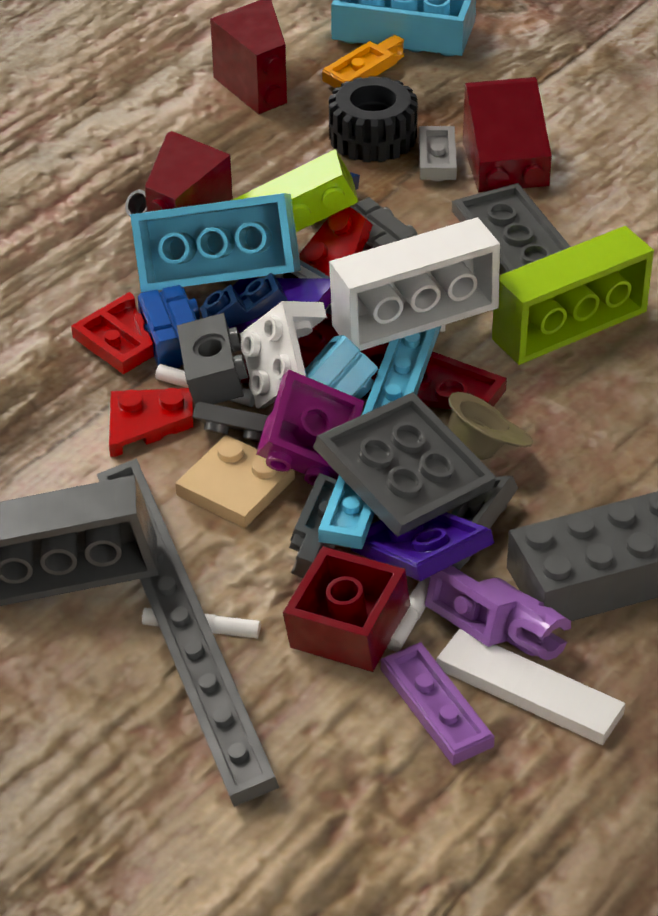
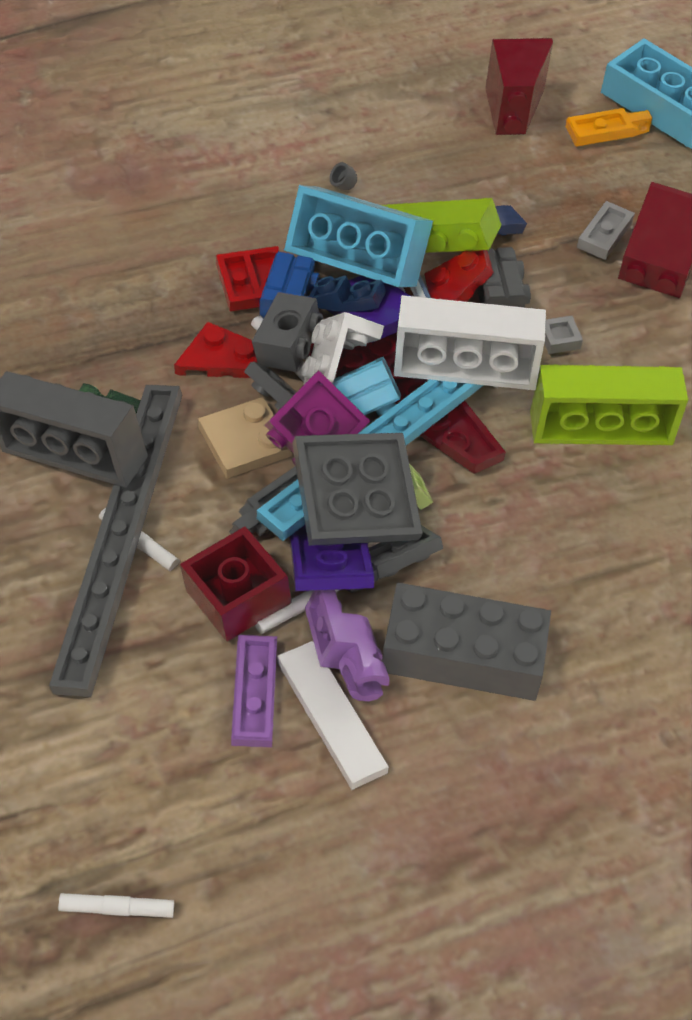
camera: 25 degrees right, 10 degrees up
(188, 175) = (376, 171): dark red slope -> none
(373, 119) = (572, 178): black tyre -> none
(482, 426) = (454, 483): dark tan piece -> none
(516, 224) = (615, 324): dark grey tile -> none

